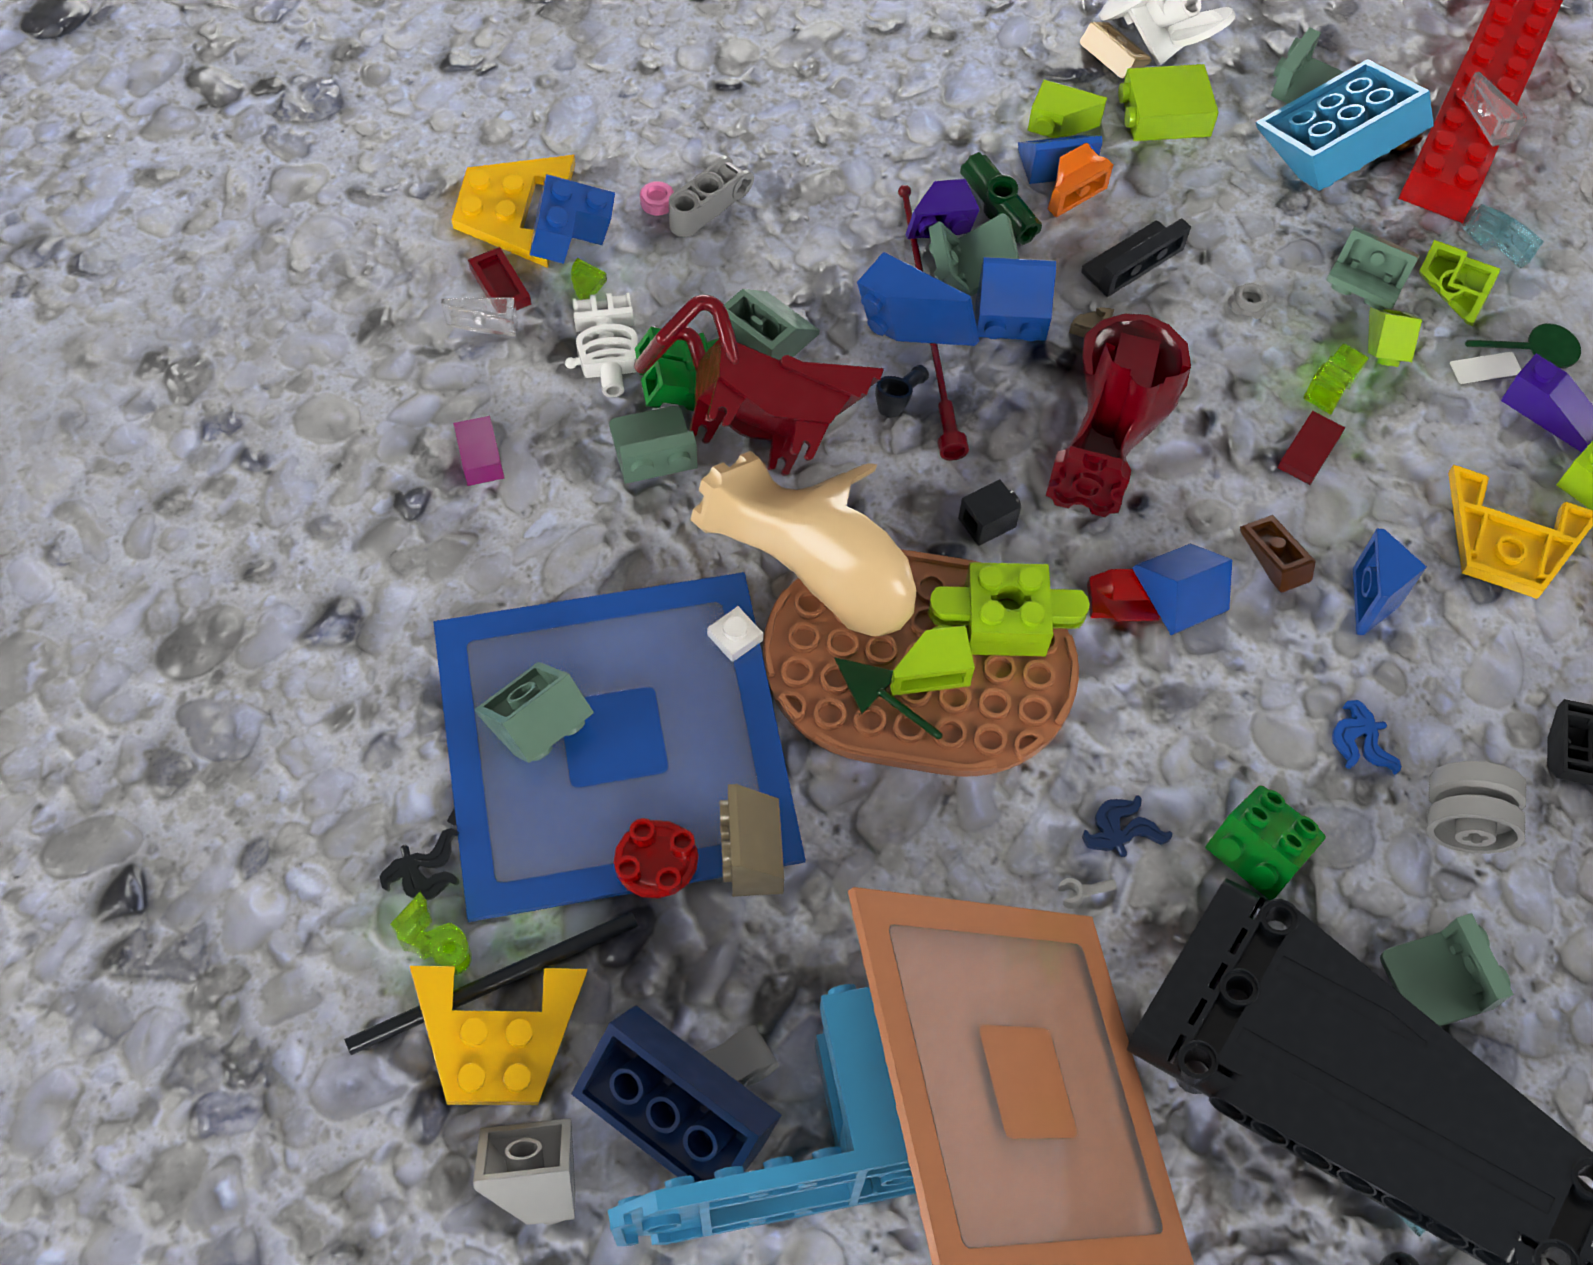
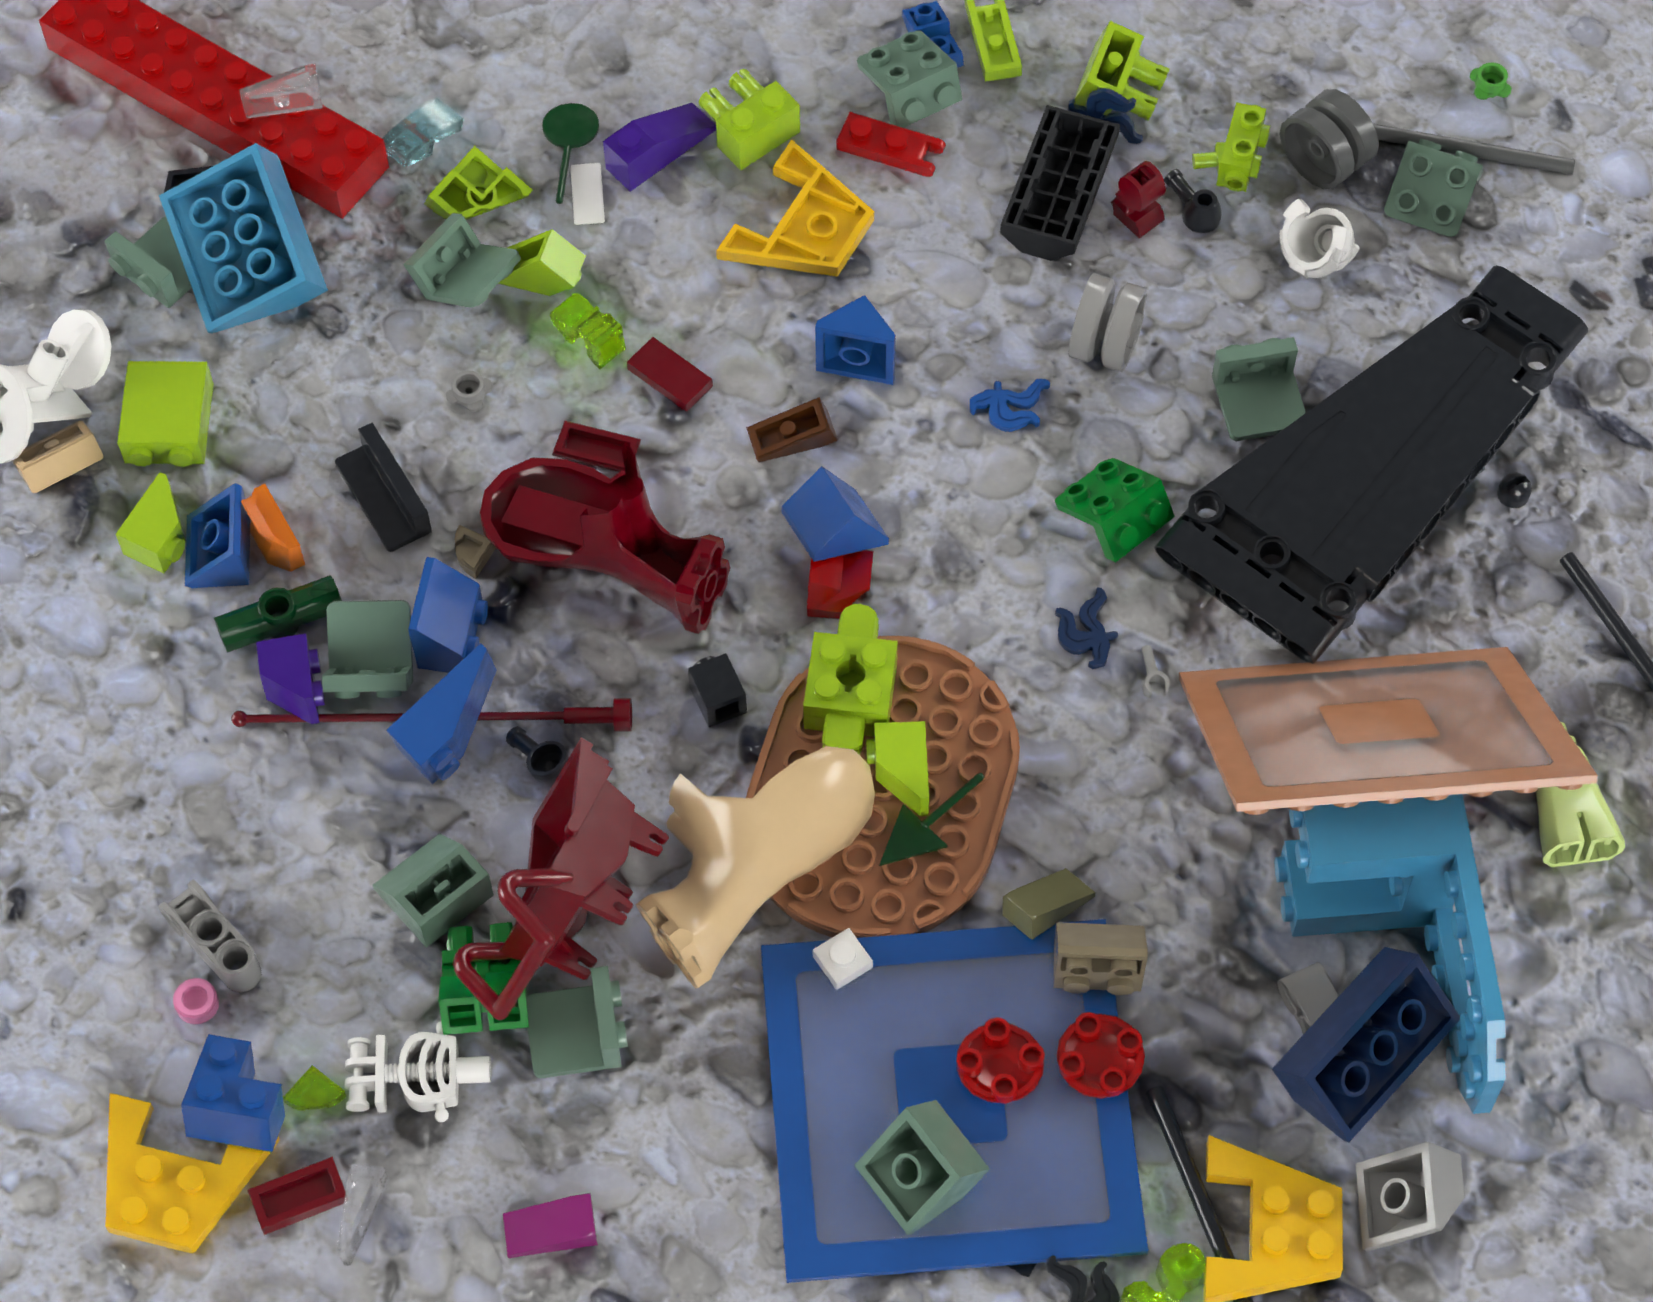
camera: 80 degrees left, 0 degrees up
(642, 770) = (1000, 1062): none -> red dish
(815, 803) = (1045, 902): none -> olive slope
(1218, 400) = (593, 446): none -> dark red tile

